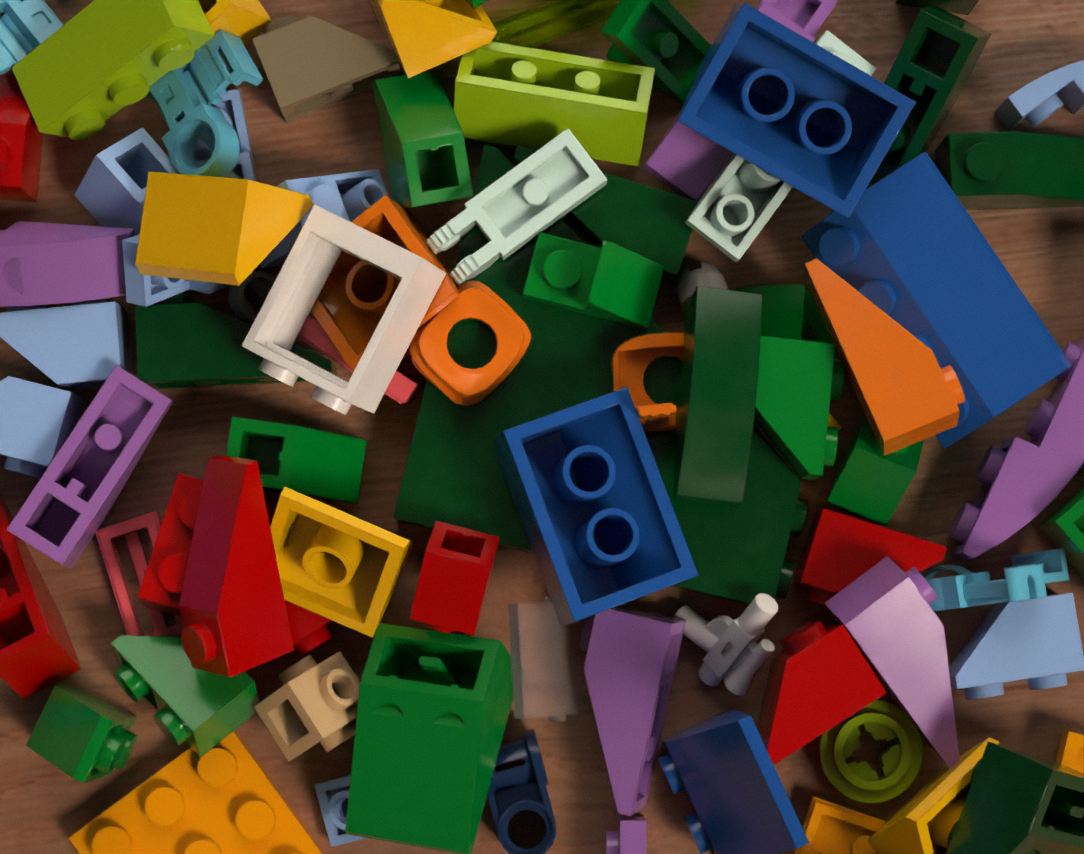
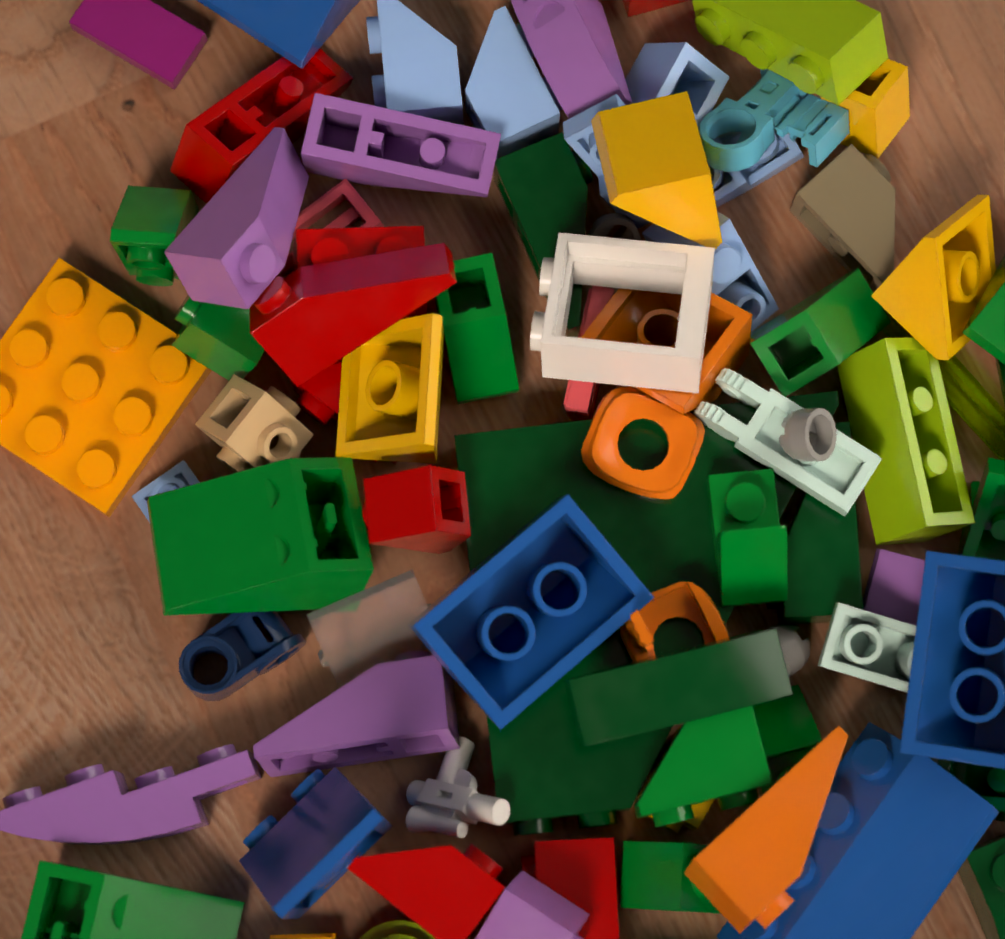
camera: 75 degrees right, 5 degrees down
(120, 645) = (244, 229): none -> medium lavender slope
(525, 186) = (809, 434): none -> light grey hinge

